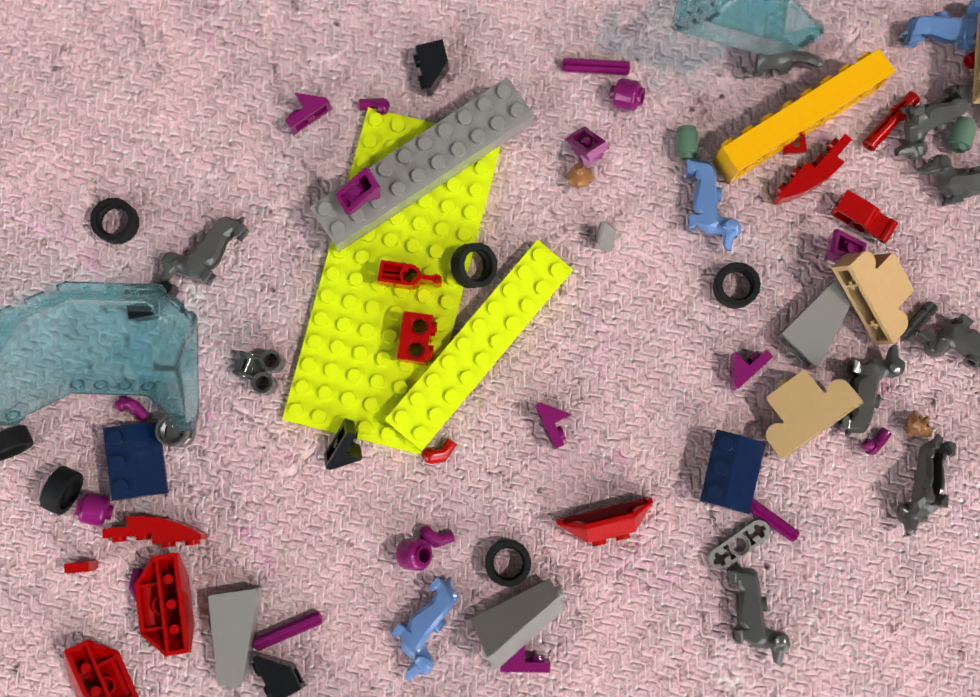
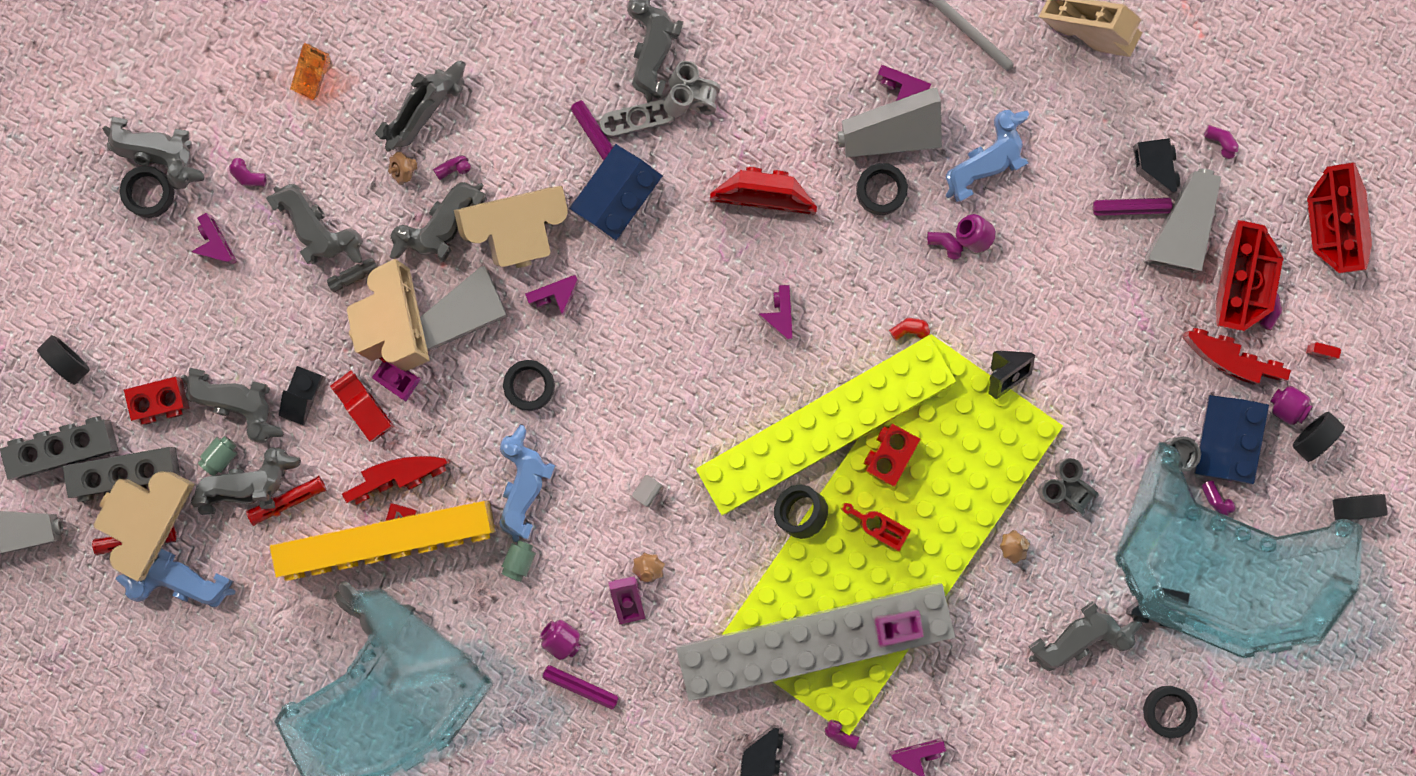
camera: 160 degrees left, 5 degrees up
(287, 304) = (1014, 546): none -> medium nougat piece
(704, 584) = (692, 92): none -> light grey piece
(916, 208) = (300, 395): none -> black slope

